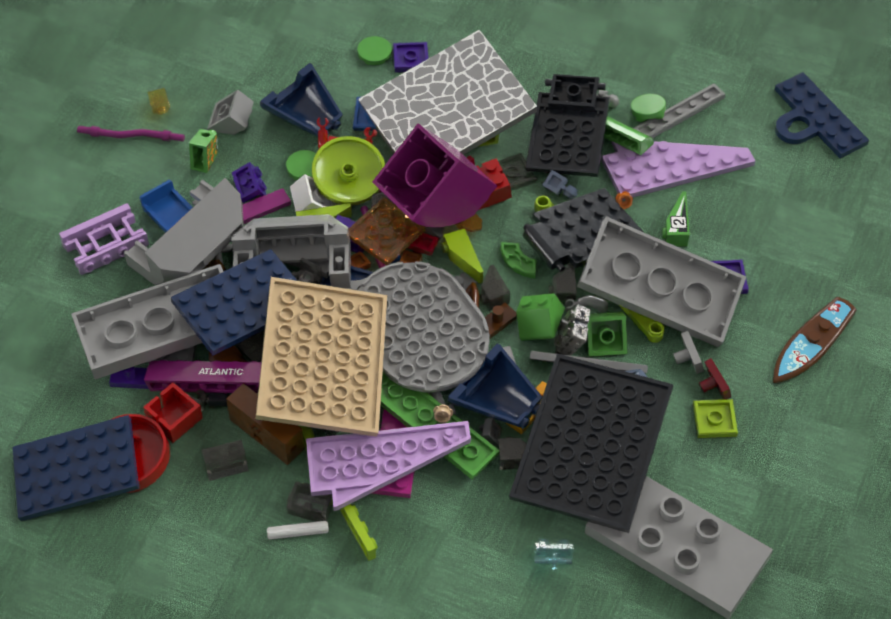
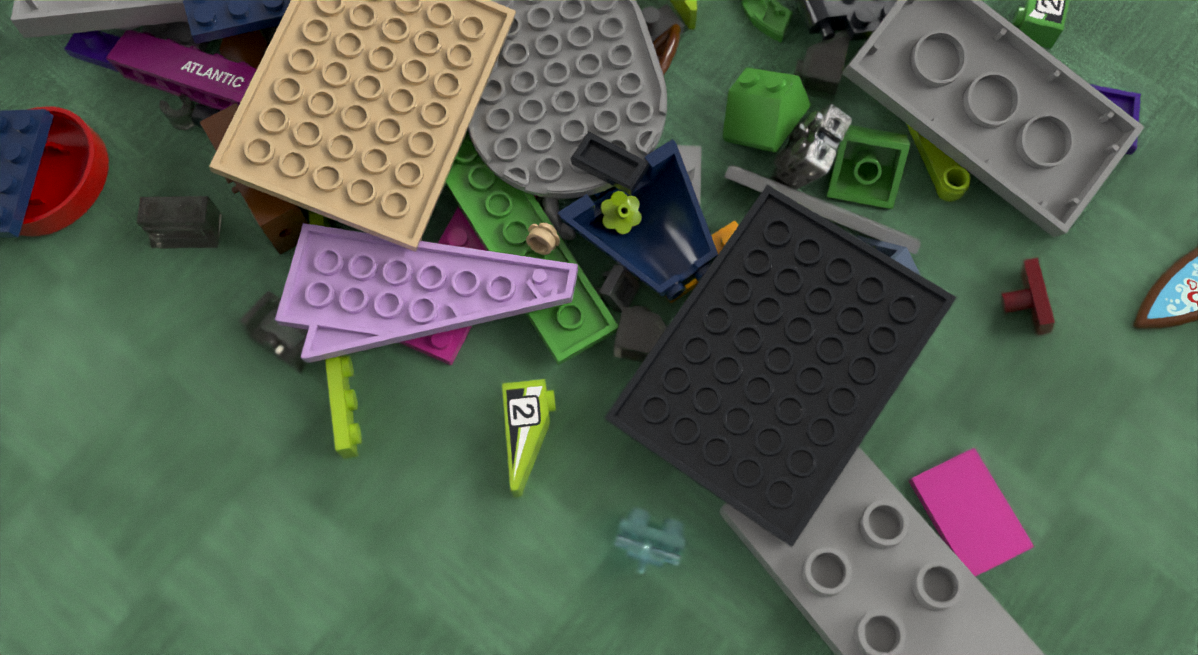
camera: 20 degrees right, 15 degrees up
(178, 412) = (129, 133): red piece -> none
(297, 530) = (249, 372): white axle -> none
(463, 509) = (526, 424): none -> slope
(467, 363) = (609, 163): none -> black tile
(476, 393) = (614, 218): none -> lime plant
(494, 290) = (706, 45): clear smoke slope -> none
(500, 318) = (696, 97): reddish brown tile -> none
(592, 301) = (857, 101): light grey arm -> none
(689, 353) = (1001, 237): light grey tile -> none
(715, 418) = (1011, 365): lime tile -> none
(716, 495) = (971, 512): none -> dark pink tile

